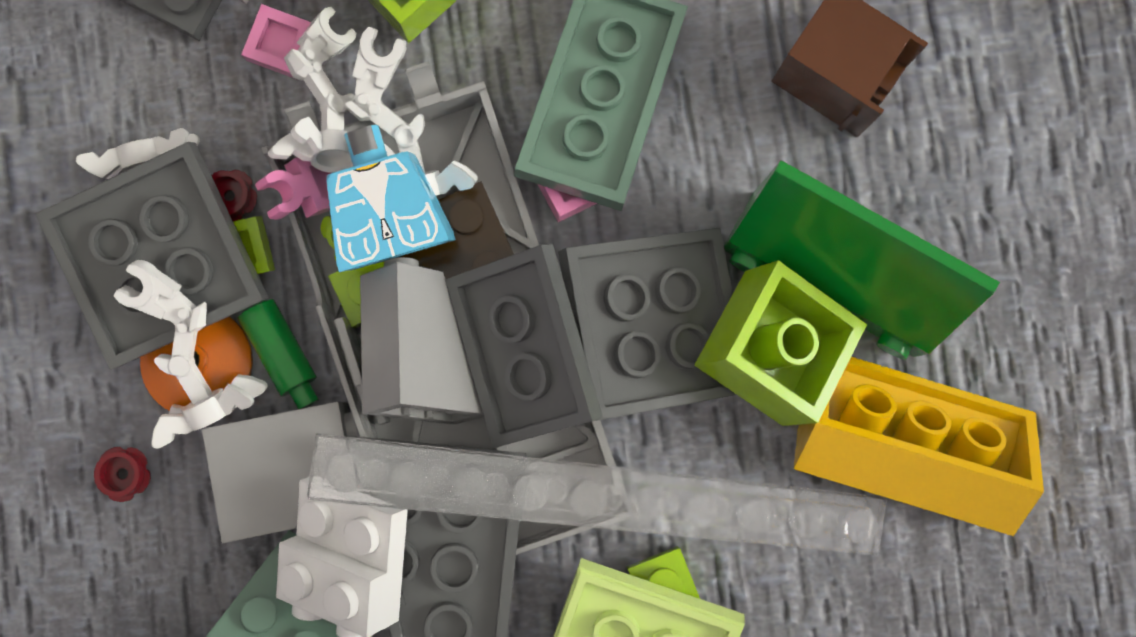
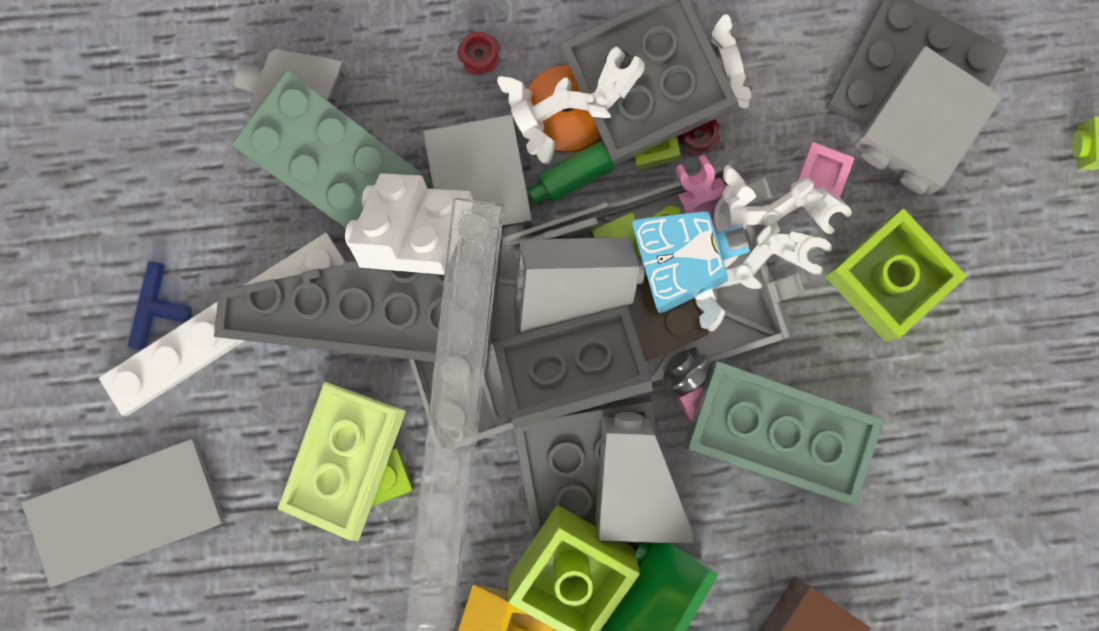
camera: 100 degrees right, 0 degrees up
(526, 206) = (687, 370): none -> dark grey plate
(671, 266) = (636, 487): none -> light grey slope

